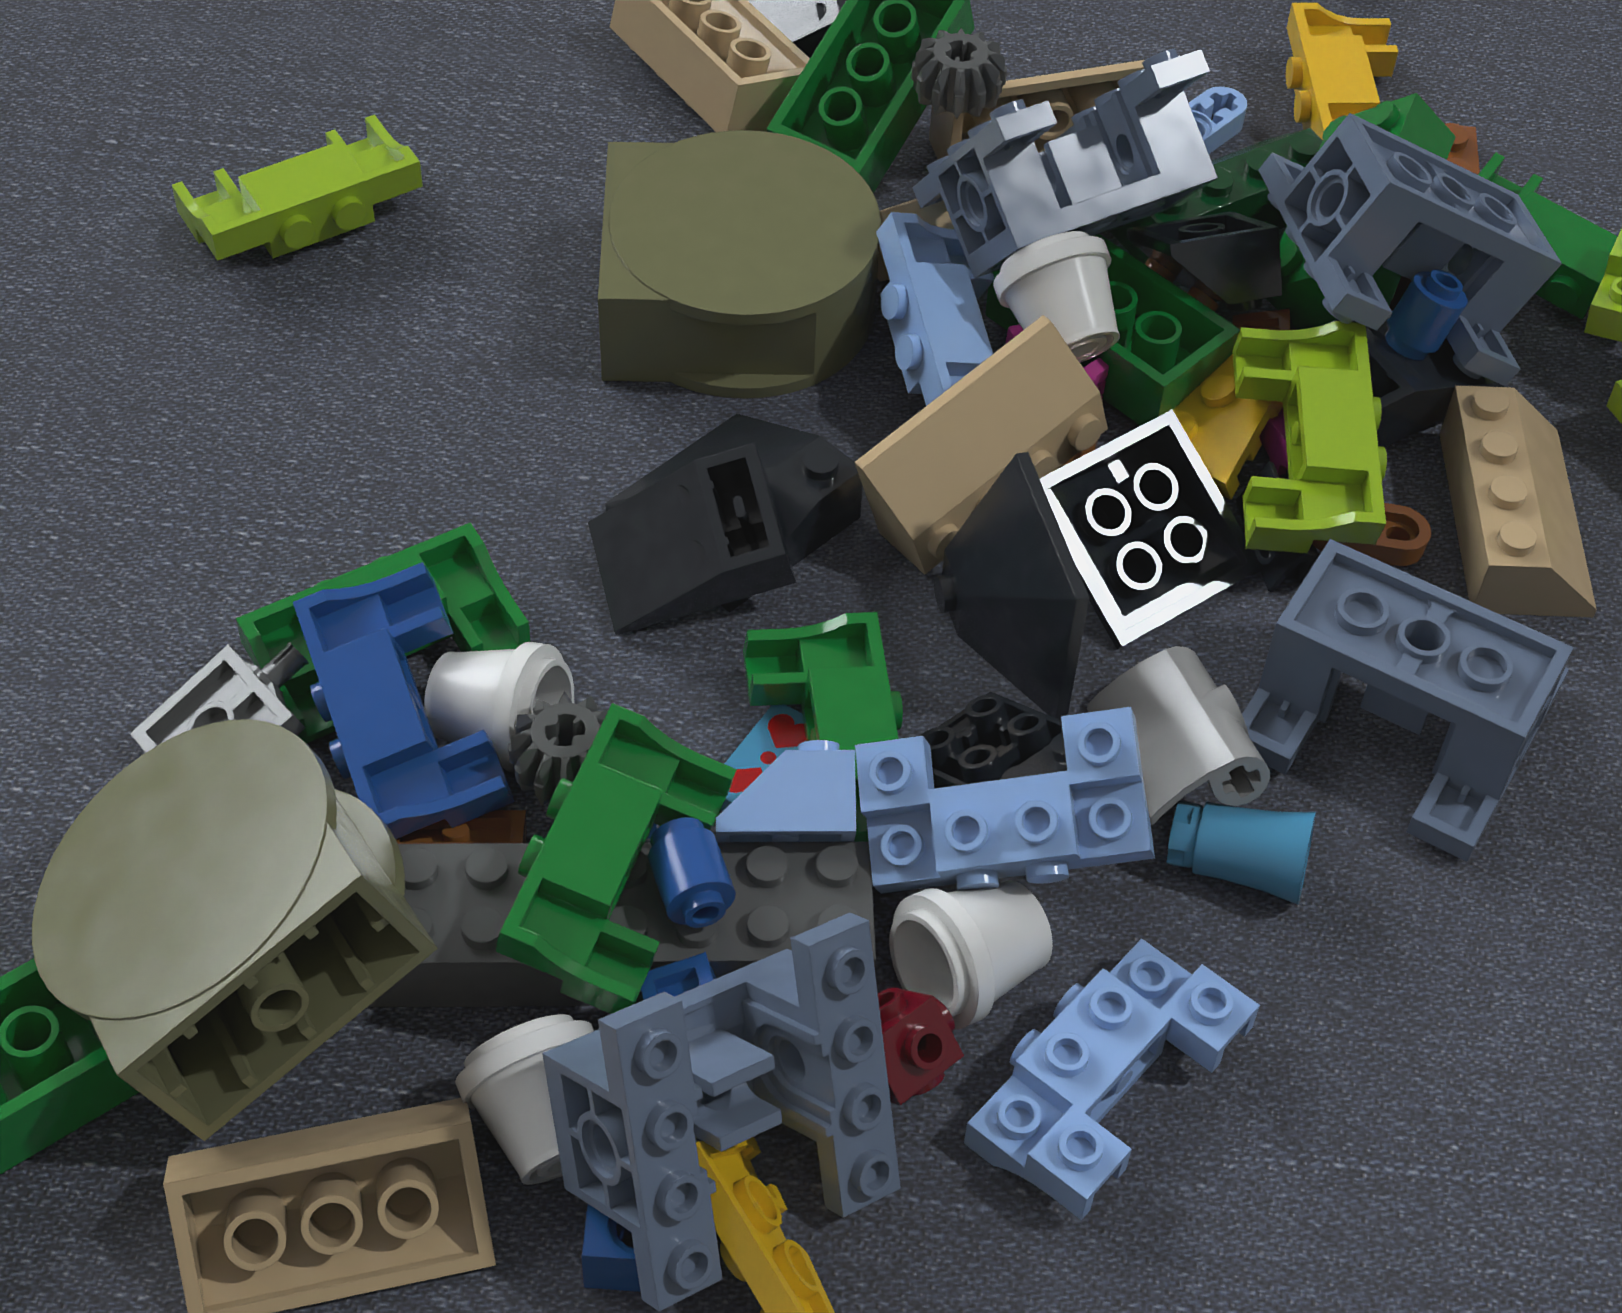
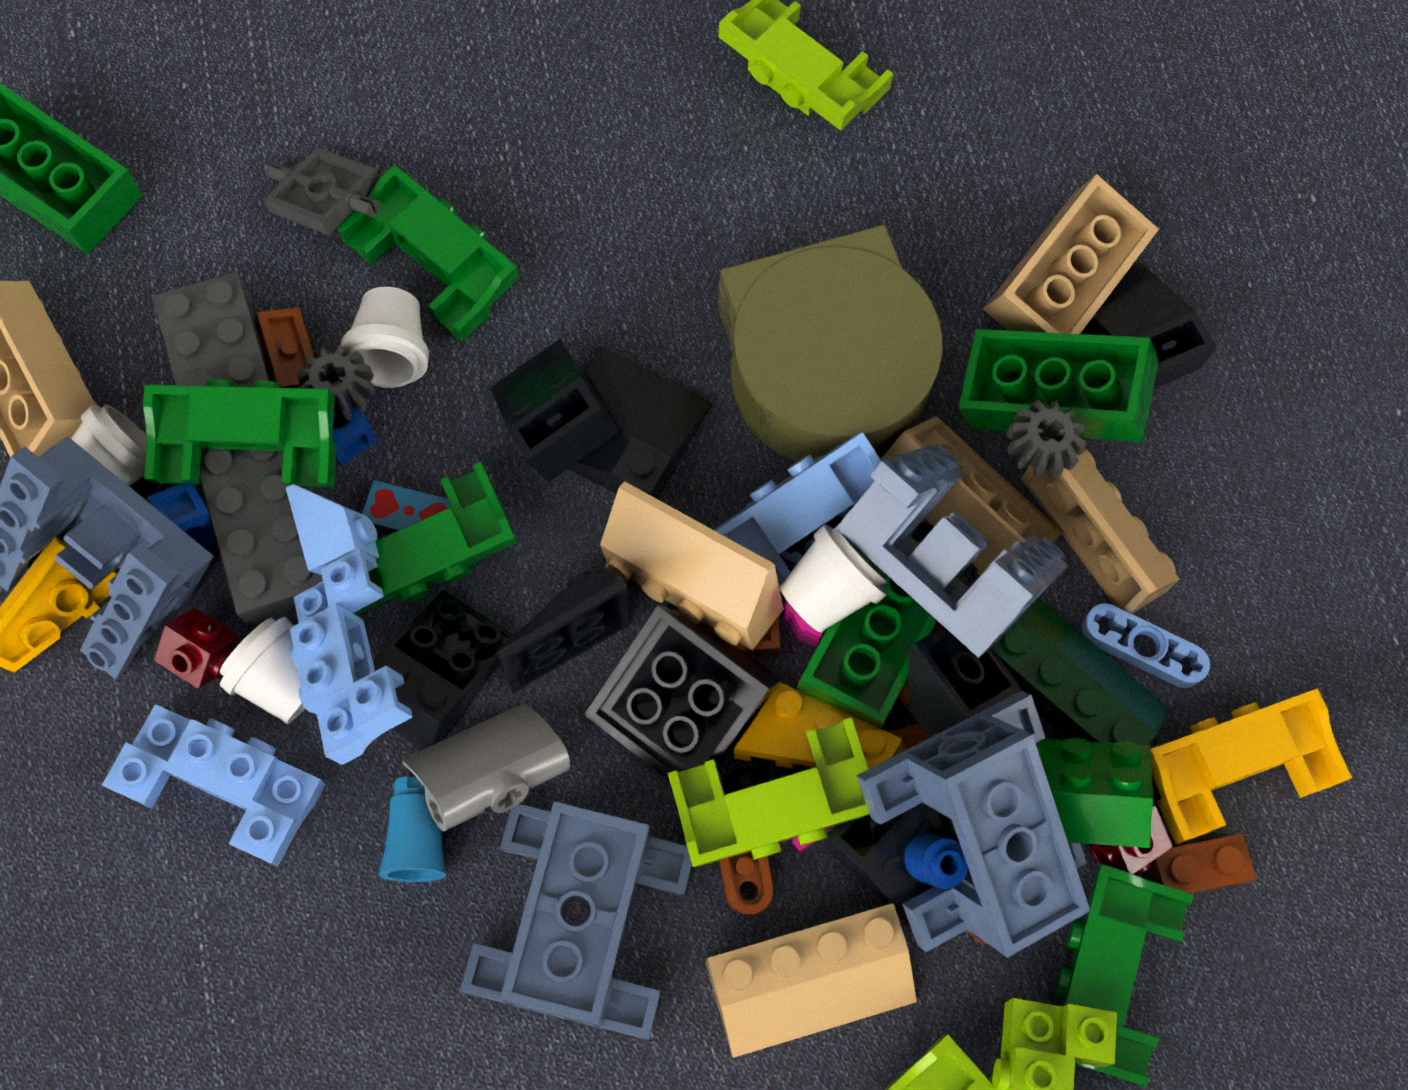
camera: 70 degrees right, 20 degrees up
(222, 917) = (146, 240): olive brick -> none
(376, 709) = (341, 269): blue bracket -> none
(690, 873) = (244, 482): blue brick -> none

